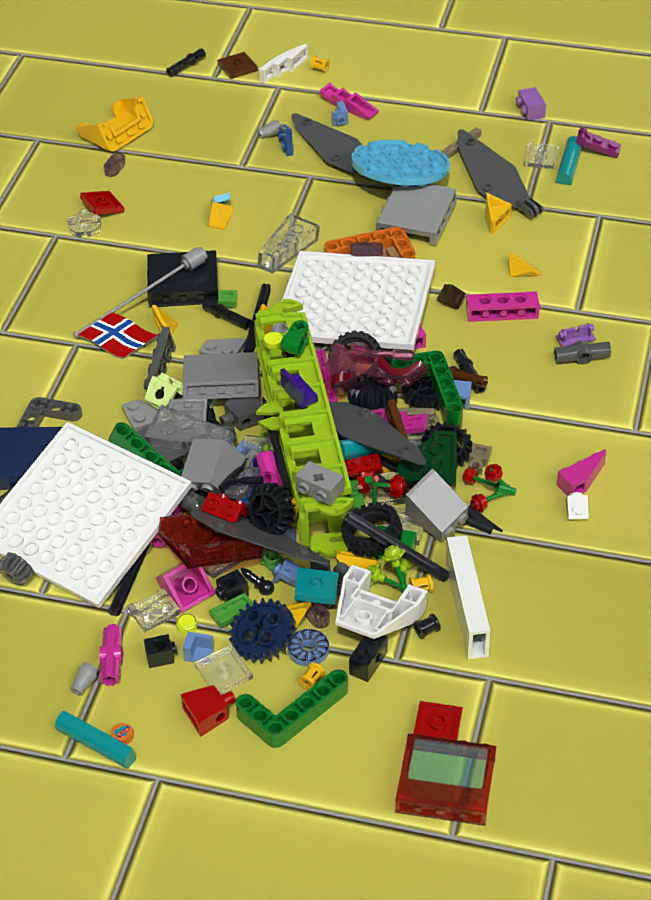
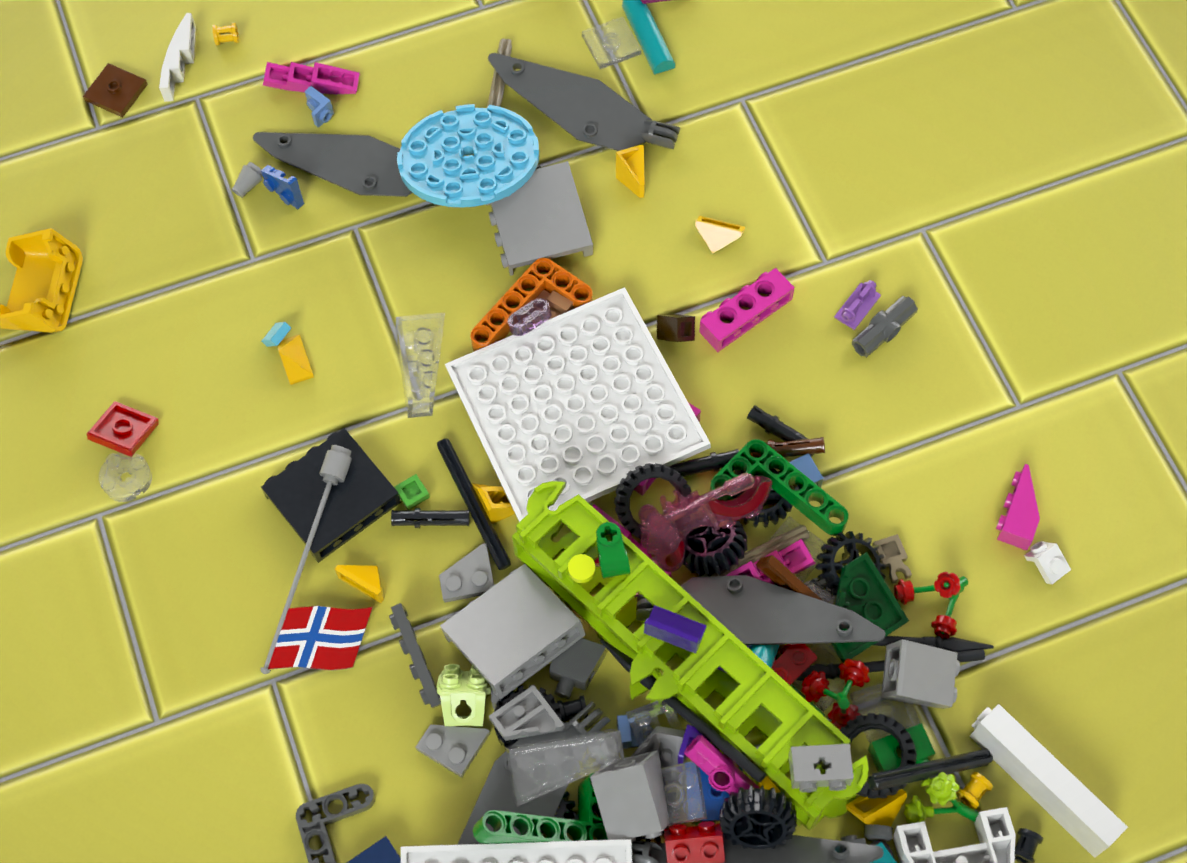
camera: 35 degrees left, 20 degrees up
(114, 164) = (90, 350): beam -> none
(187, 61) = (46, 114): black pin -> none
(231, 479) = (694, 796): black piece -> none

